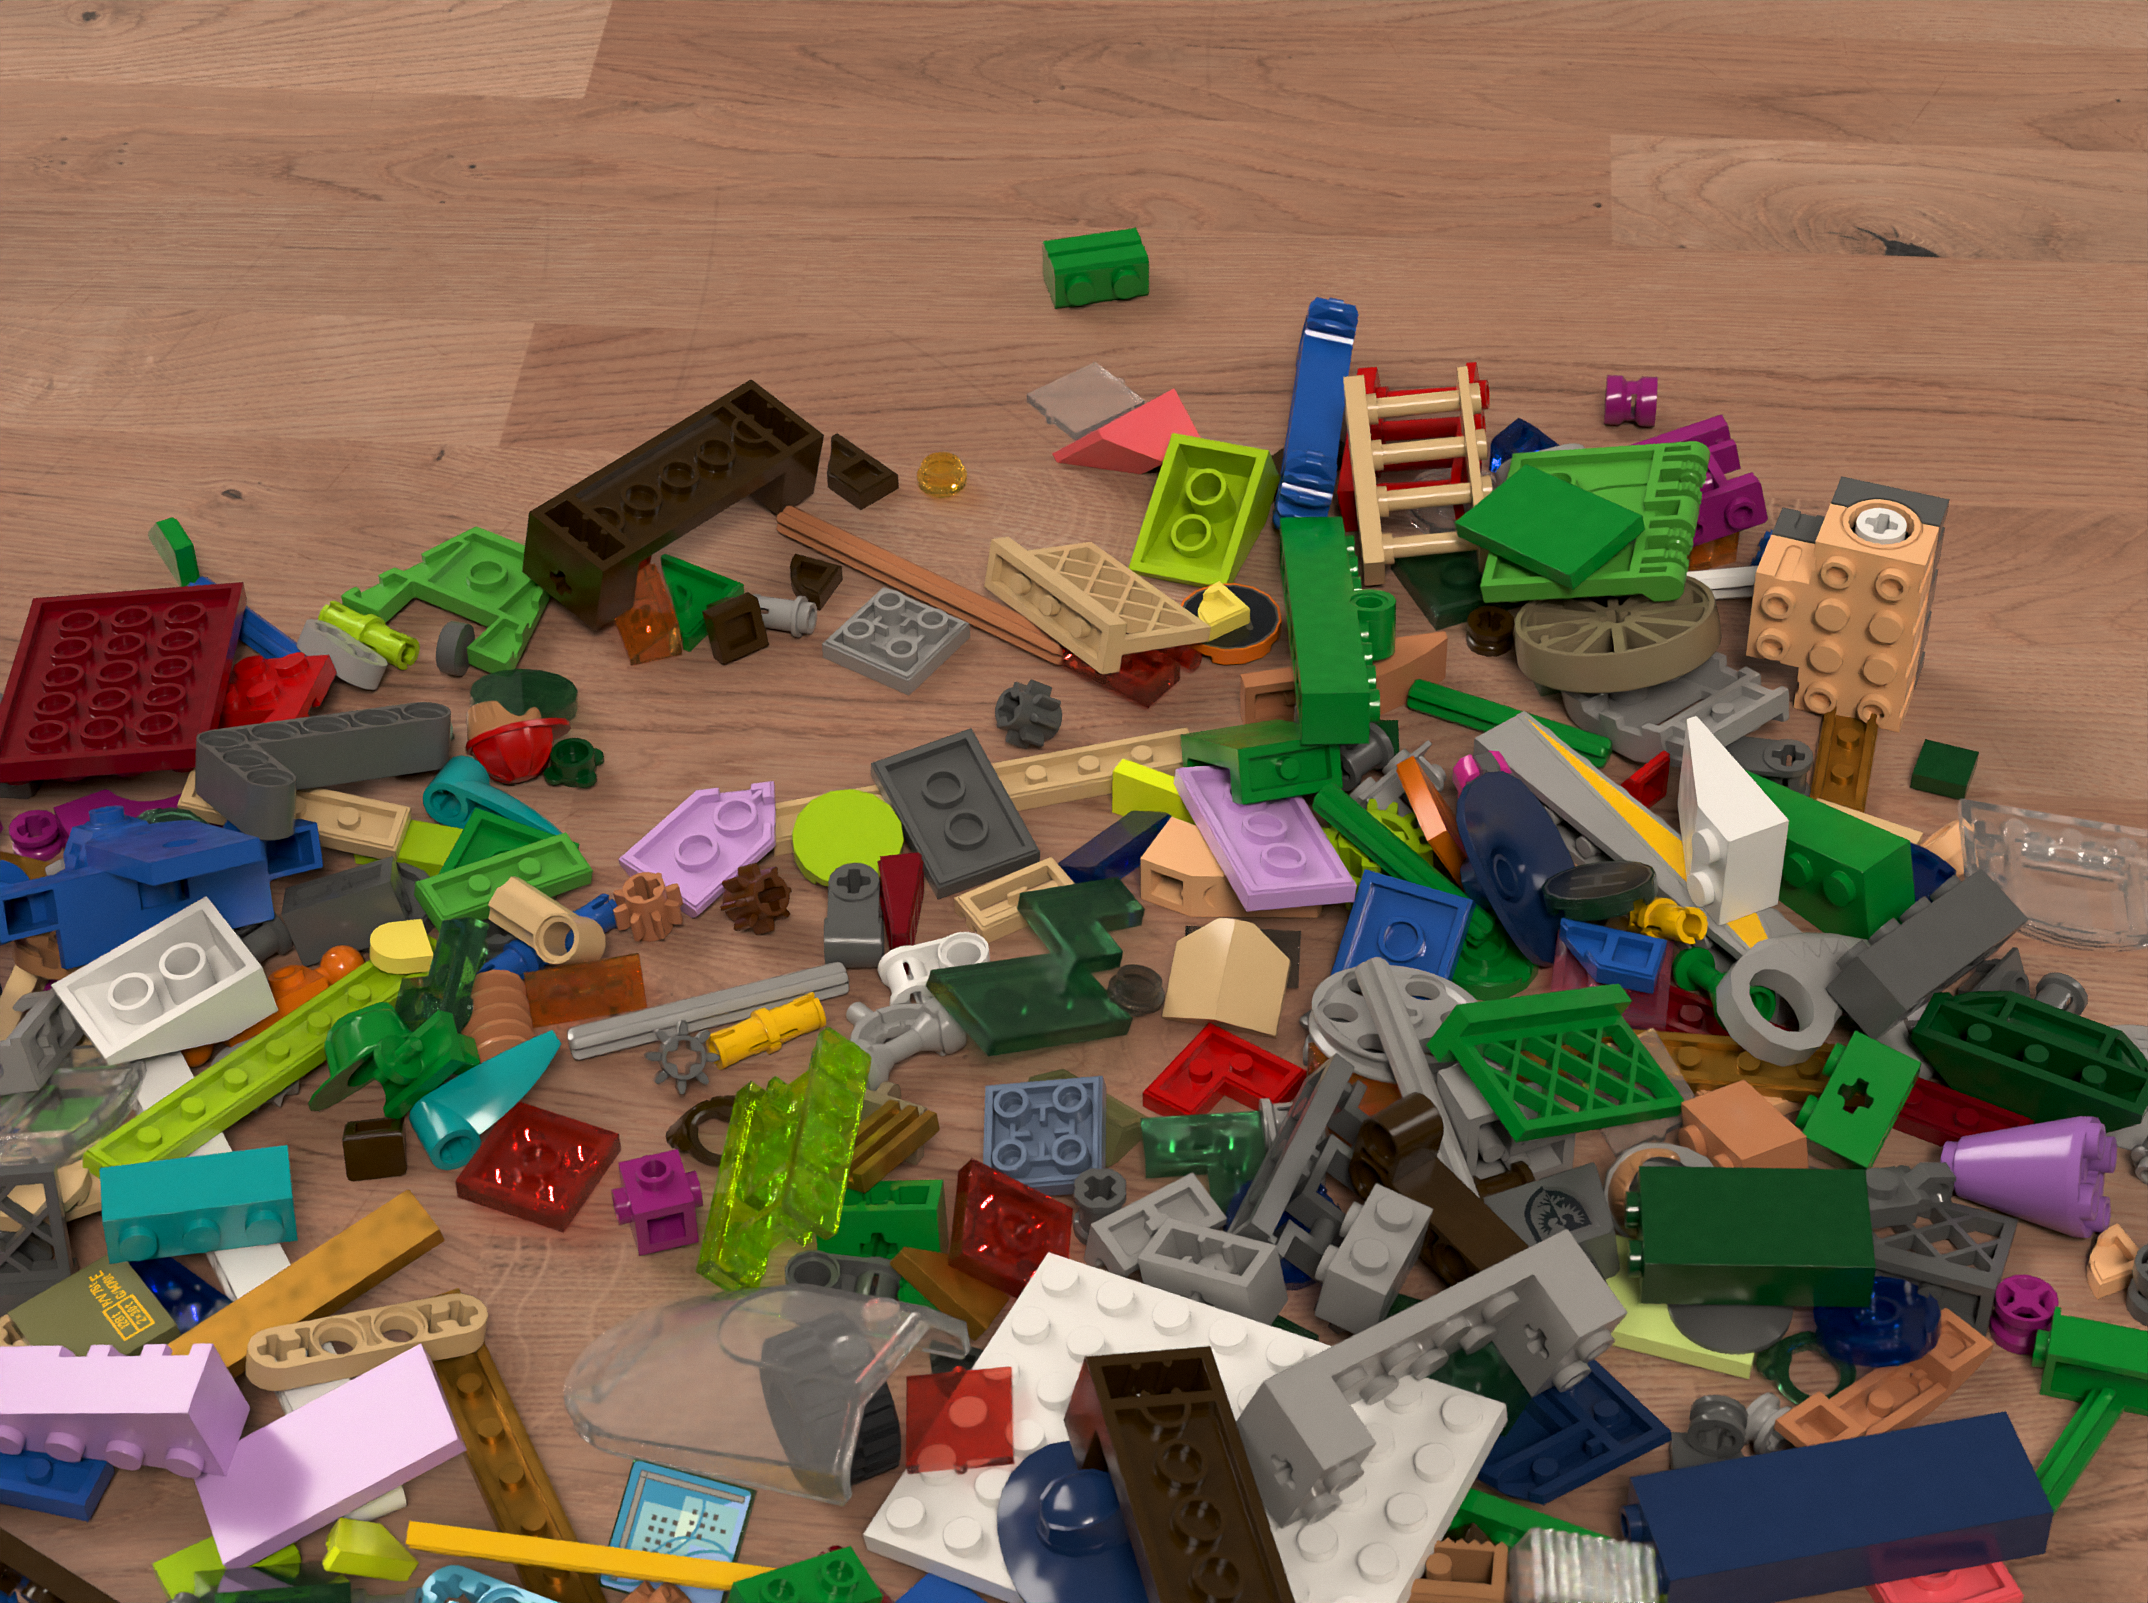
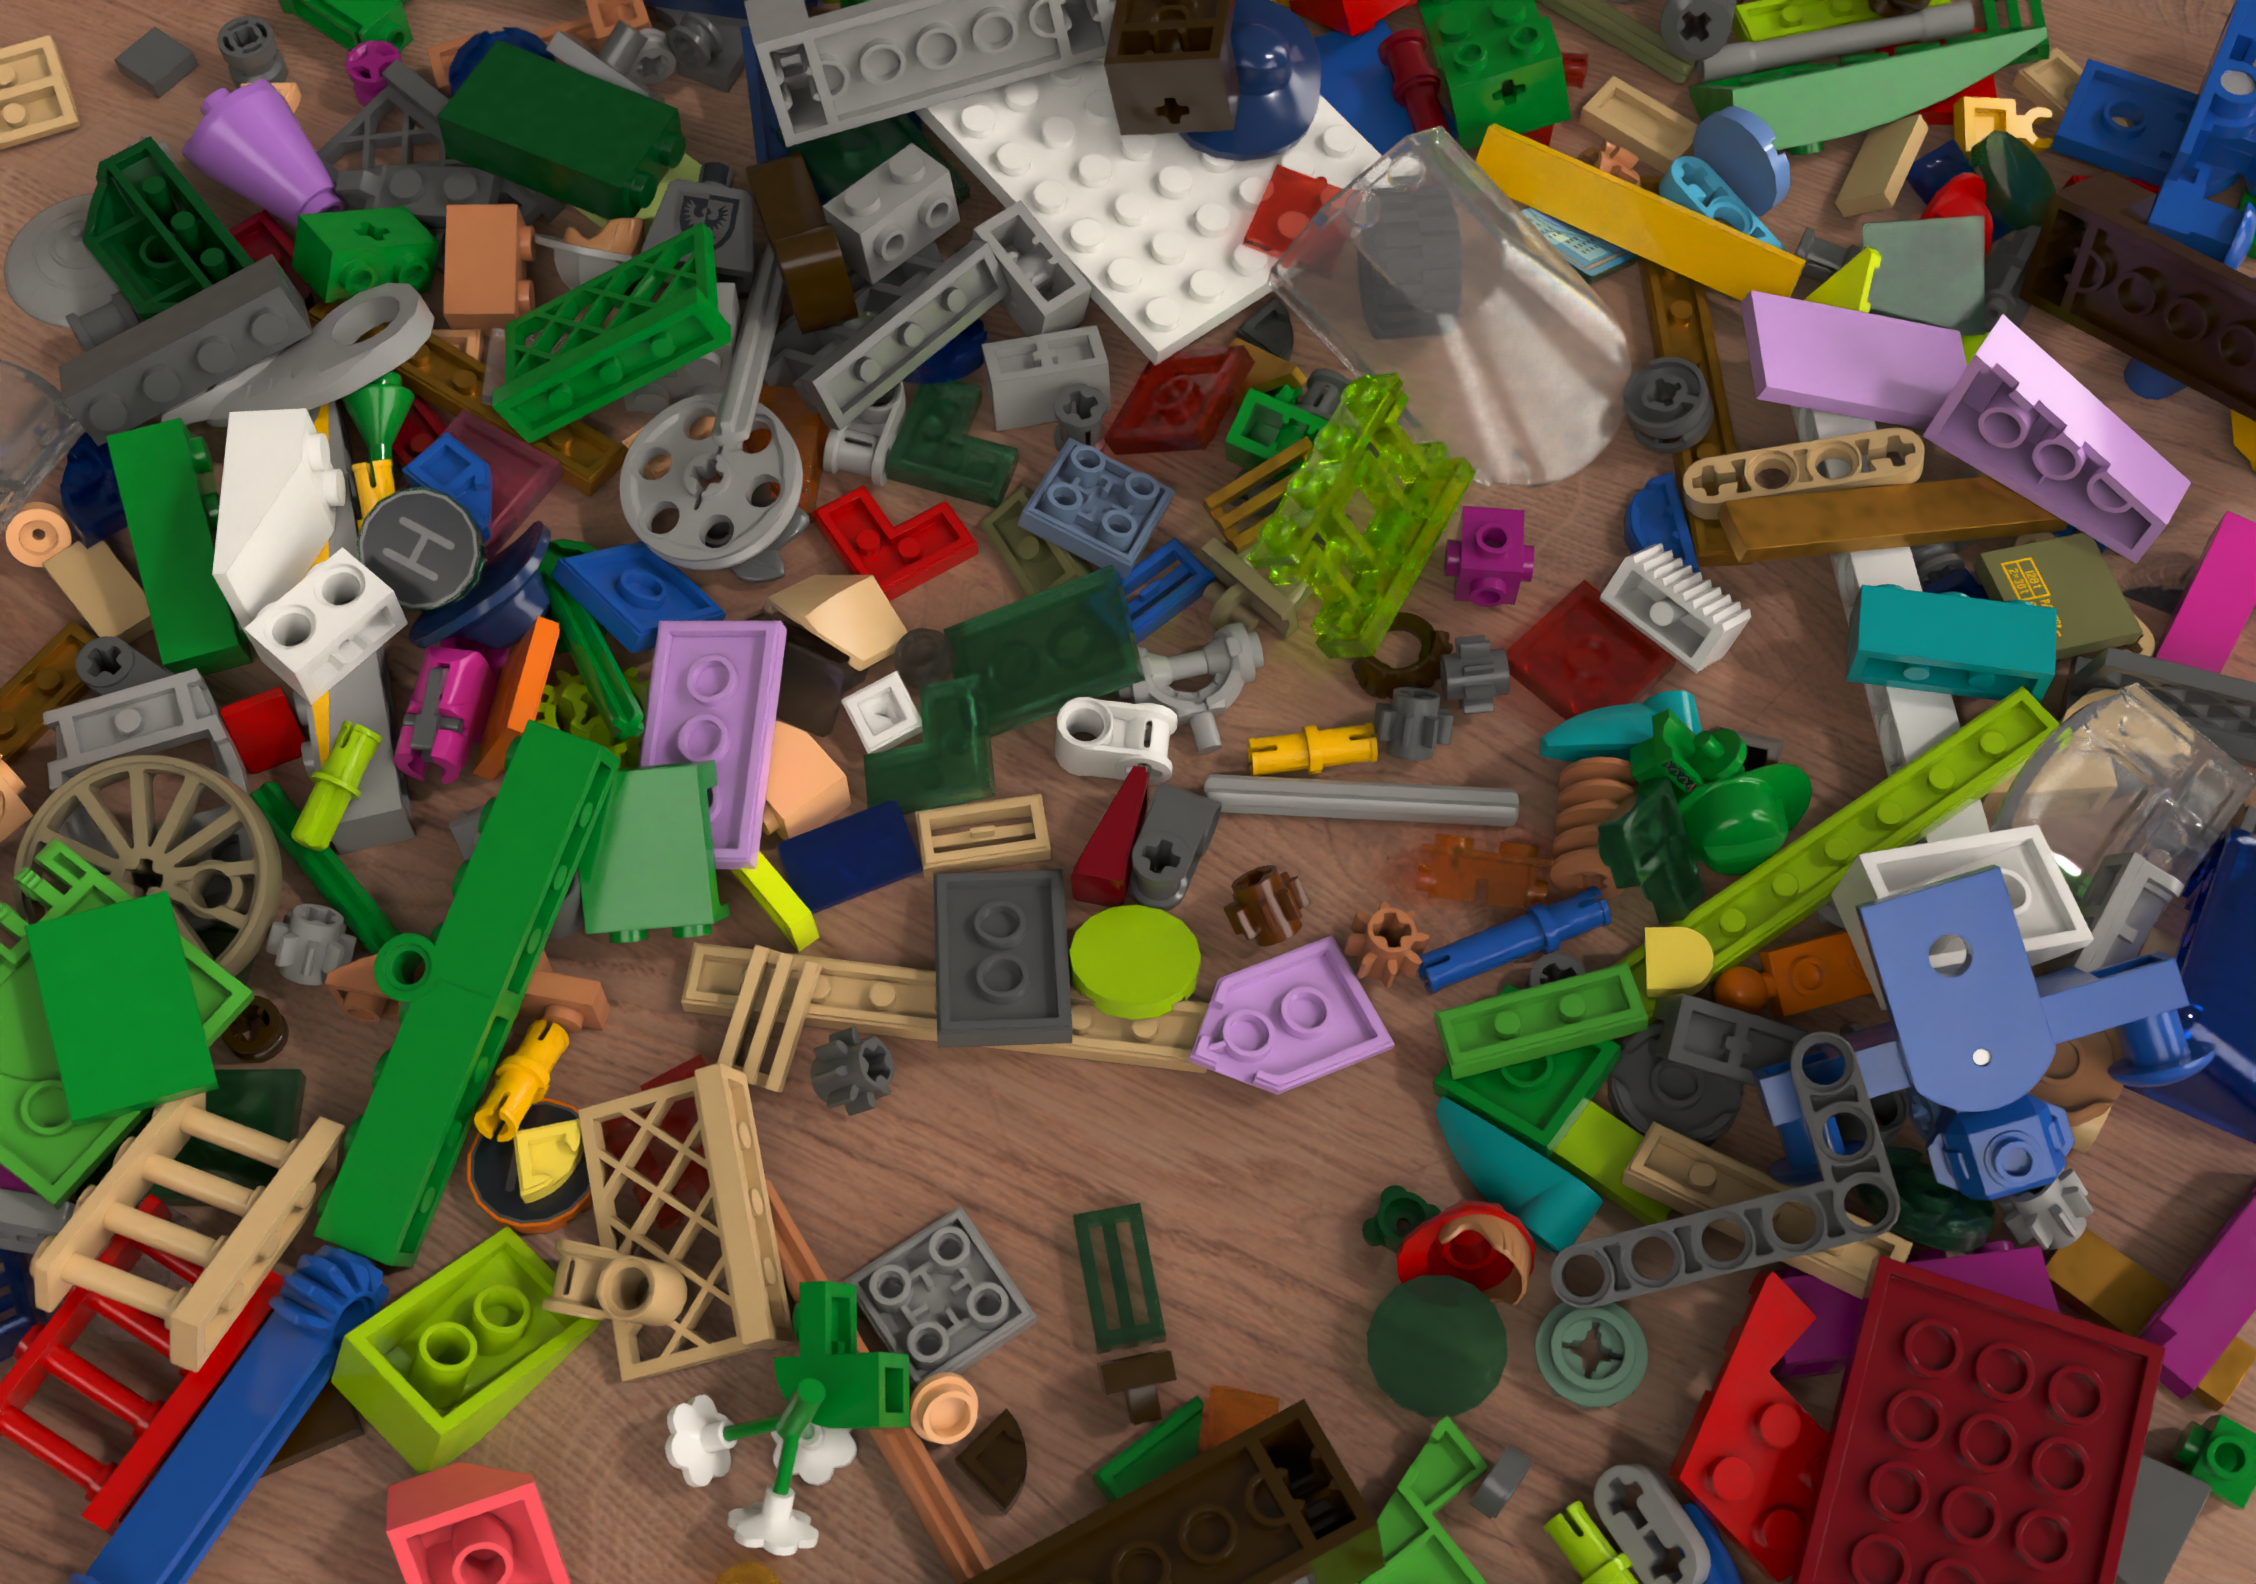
camera: 160 degrees left, 20 degrees up
(476, 1214) = (1675, 607): none -> white brick
(511, 1312) = (1659, 518): none -> blue tile
(521, 1382) = (1668, 403): none -> dark grey wheel
(545, 924) = (1502, 896): tan piece -> none
(640, 1110) = (1474, 674): none -> dark grey gear
(764, 688) = (1128, 1334): none -> clear green tile
(789, 615) = (1064, 1392): light grey pin -> none
(861, 581) = (943, 1408): none -> light nougat plate
(933, 547) = (860, 1388): none -> green brick
(944, 500) = (701, 1449): none -> white plant
(973, 1136) = (1175, 601): none -> blue tile
(1110, 714) = (744, 1007): none -> tan tile
(1118, 546) = (604, 1284): none -> tan piece
(1147, 942) = (883, 714): none -> white tile
(1264, 632) = (521, 1080): none -> yellow pin
(1496, 660) = (310, 944): none -> light grey gear
(1527, 716) = (335, 785): none -> lime axle
(1622, 799) = (334, 633): none -> white brick
(1784, 1366) = (611, 62): none -> dark grey tile

